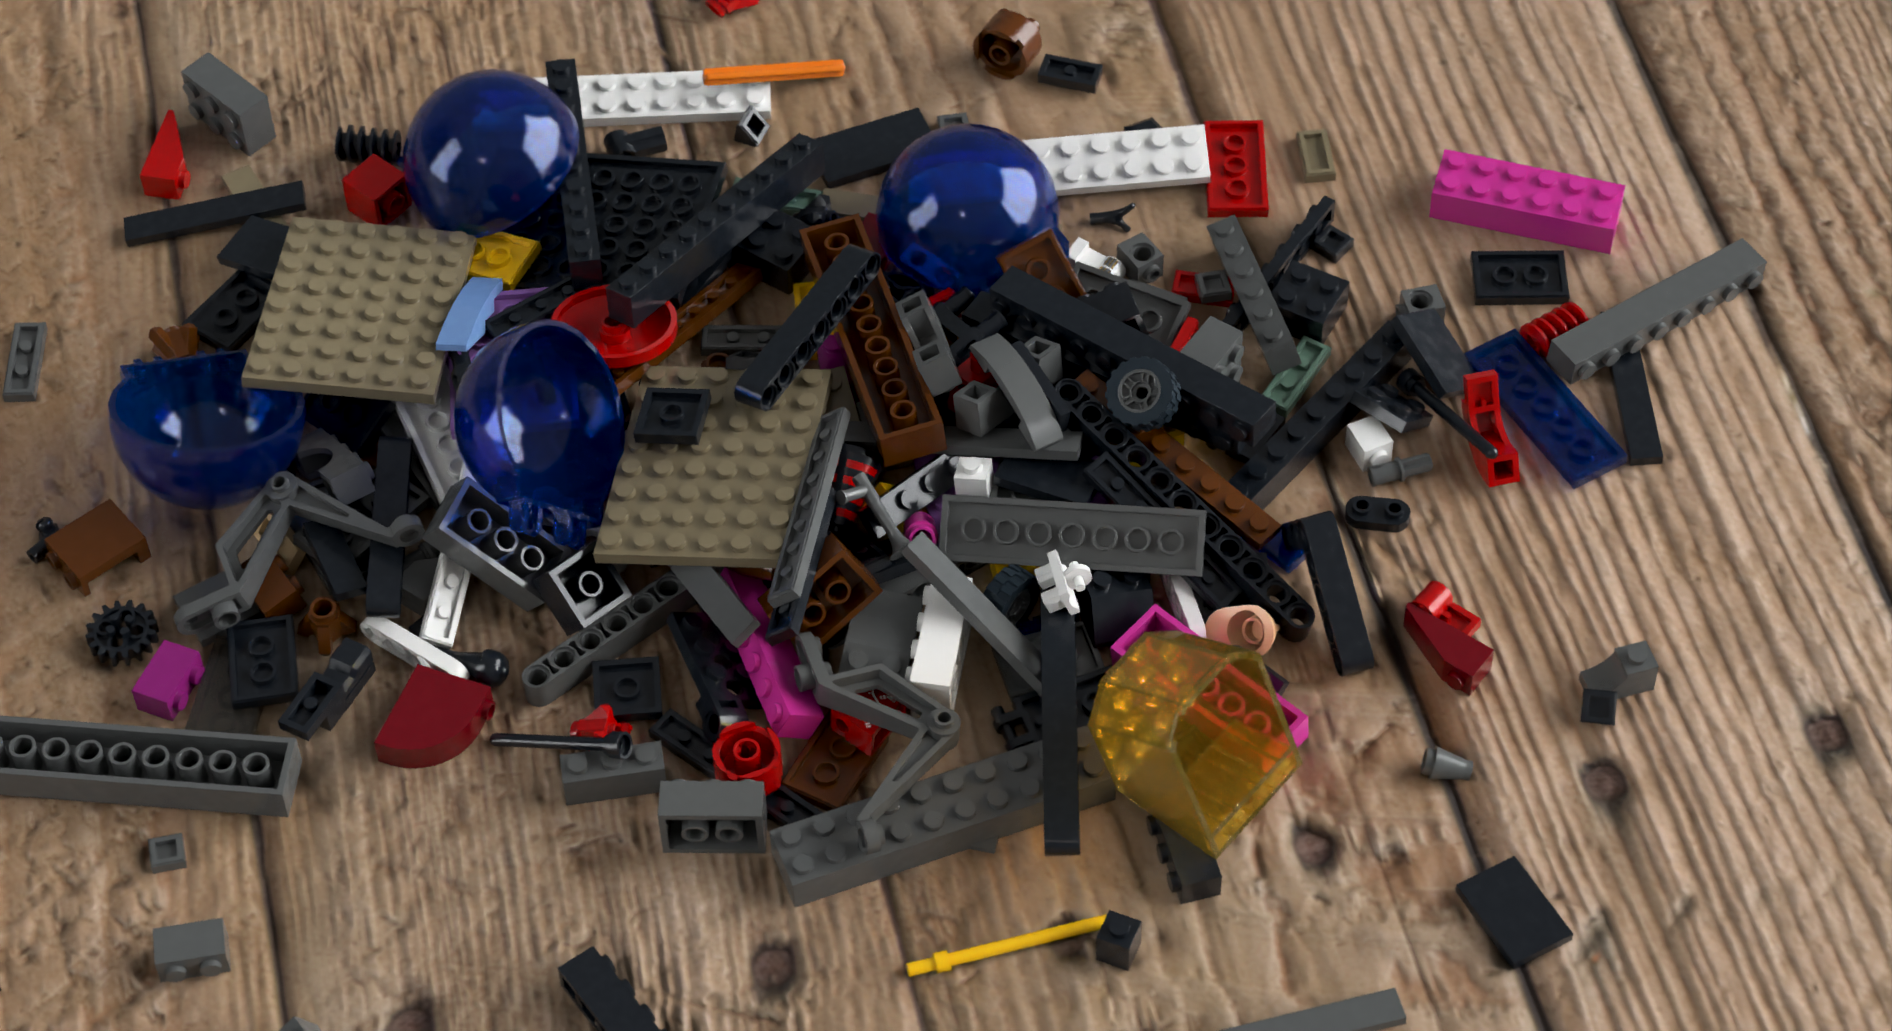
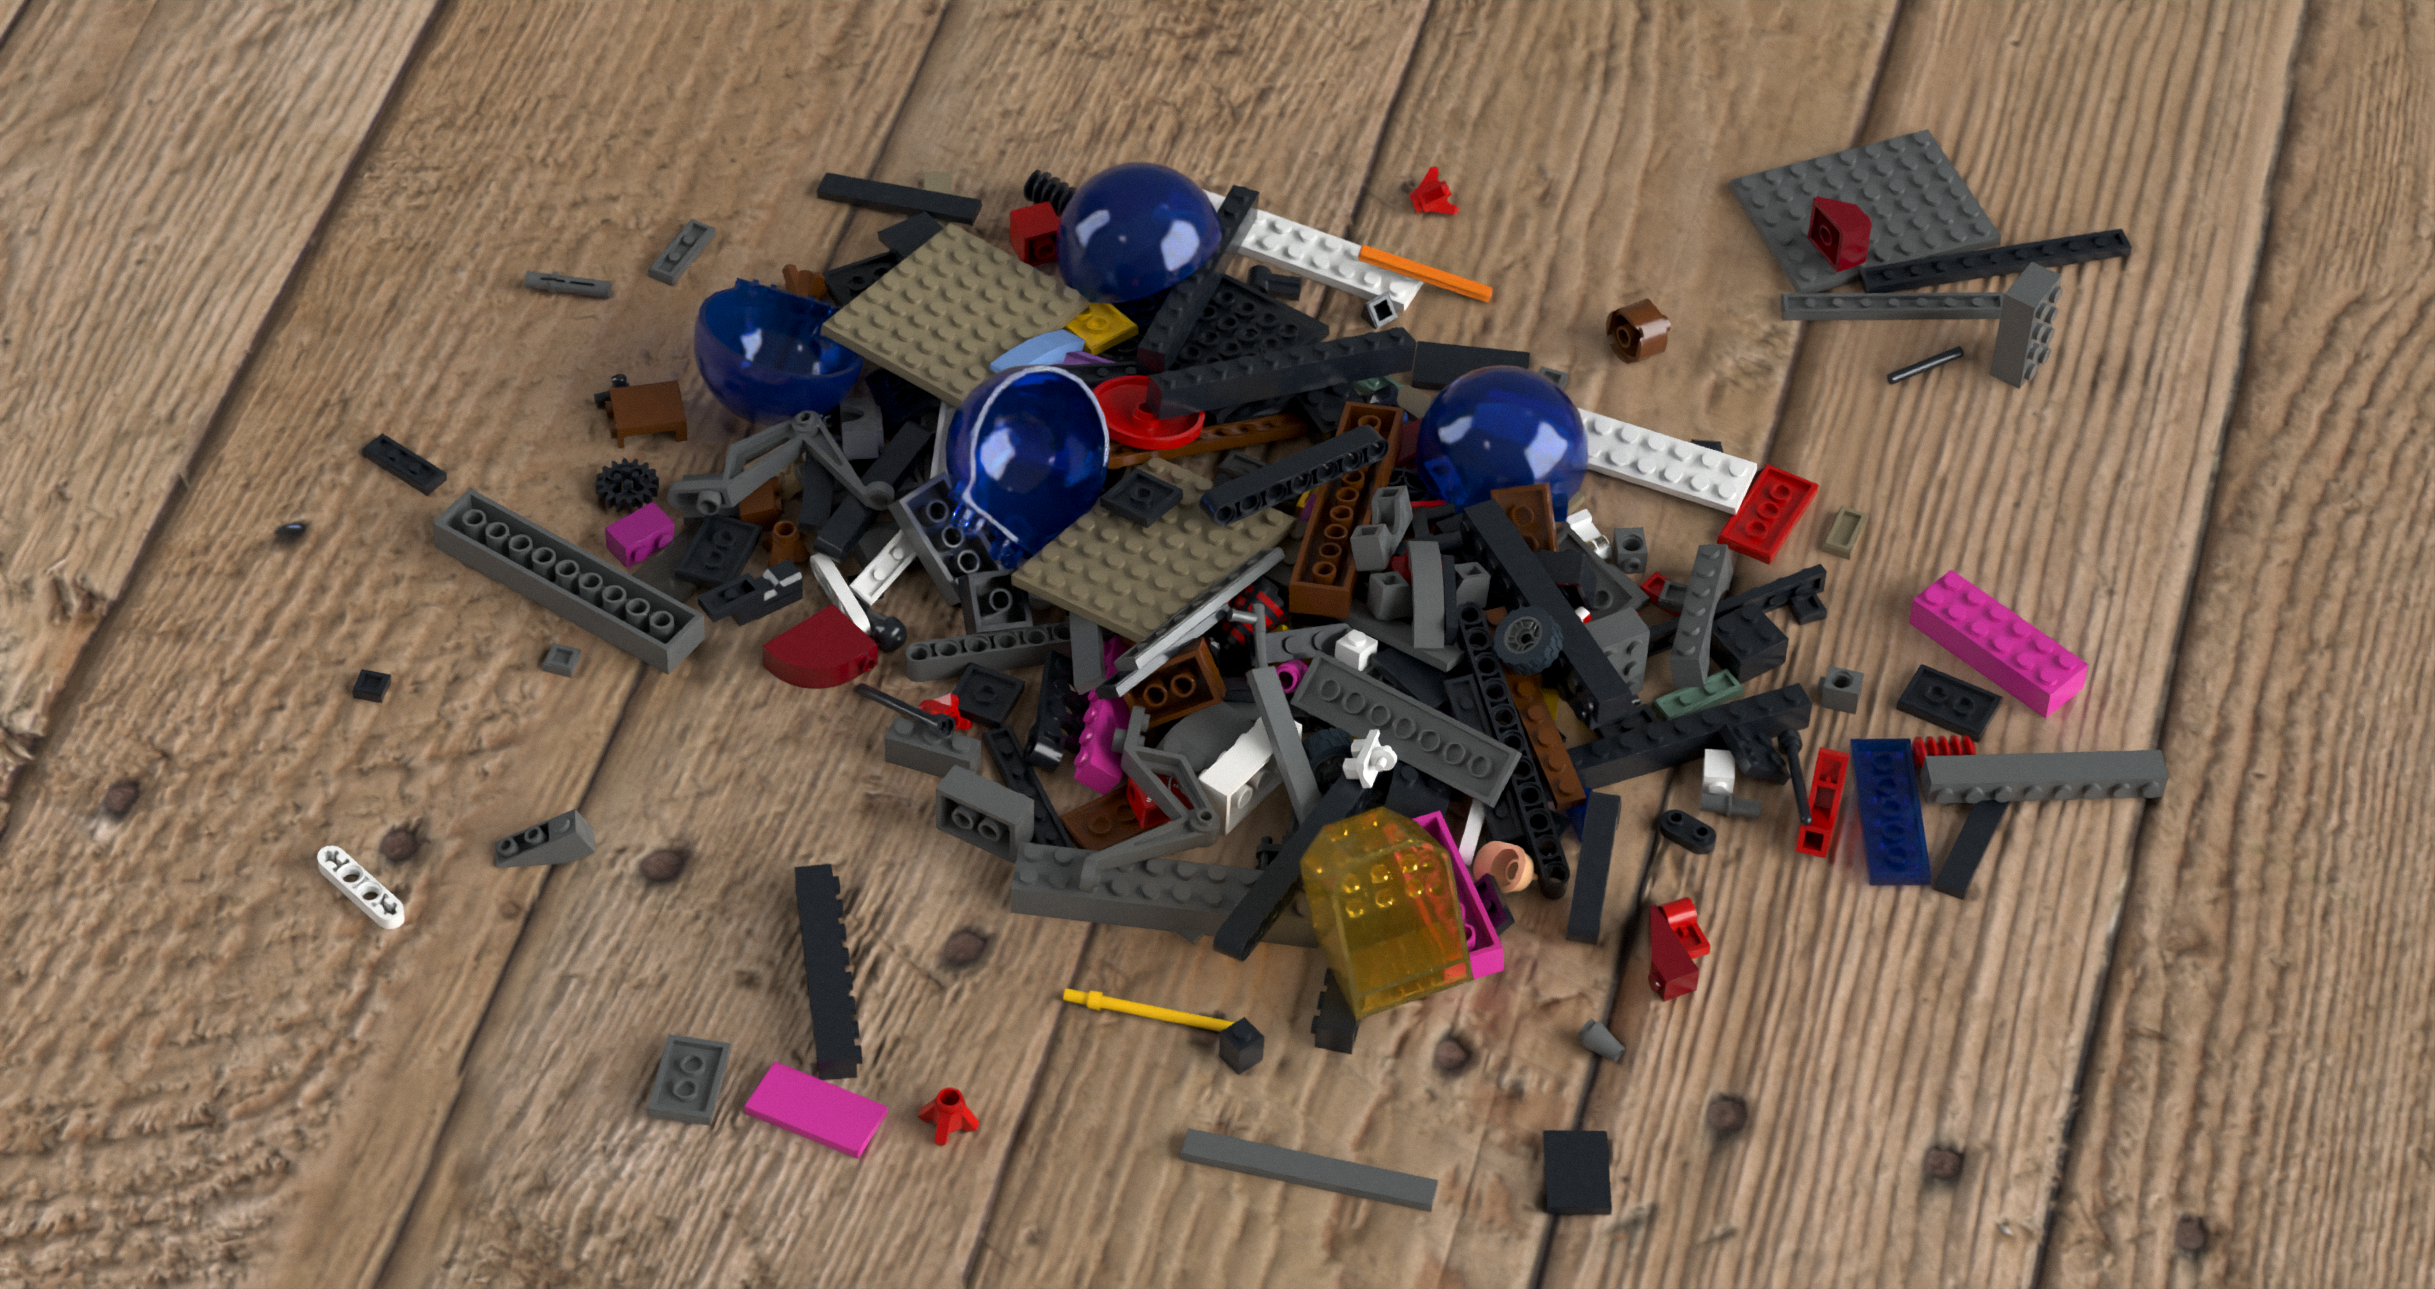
camera: 25 degrees right, 5 degrees down
(165, 167) = (885, 145): red slope -> none
(191, 950) = (535, 734): dark grey brick -> none
(228, 104) = (961, 116): dark grey brick -> none
(748, 753) = (1041, 779): red brick -> none
(1070, 73) = (1679, 378): black plate -> none
(1112, 217) = (1632, 508): black bar -> none
(1433, 351) = (1821, 720): black tile -> none
(1598, 706) = (1760, 1054): black tile -> none
(1627, 671) = (1798, 1039): dark grey arch -> none

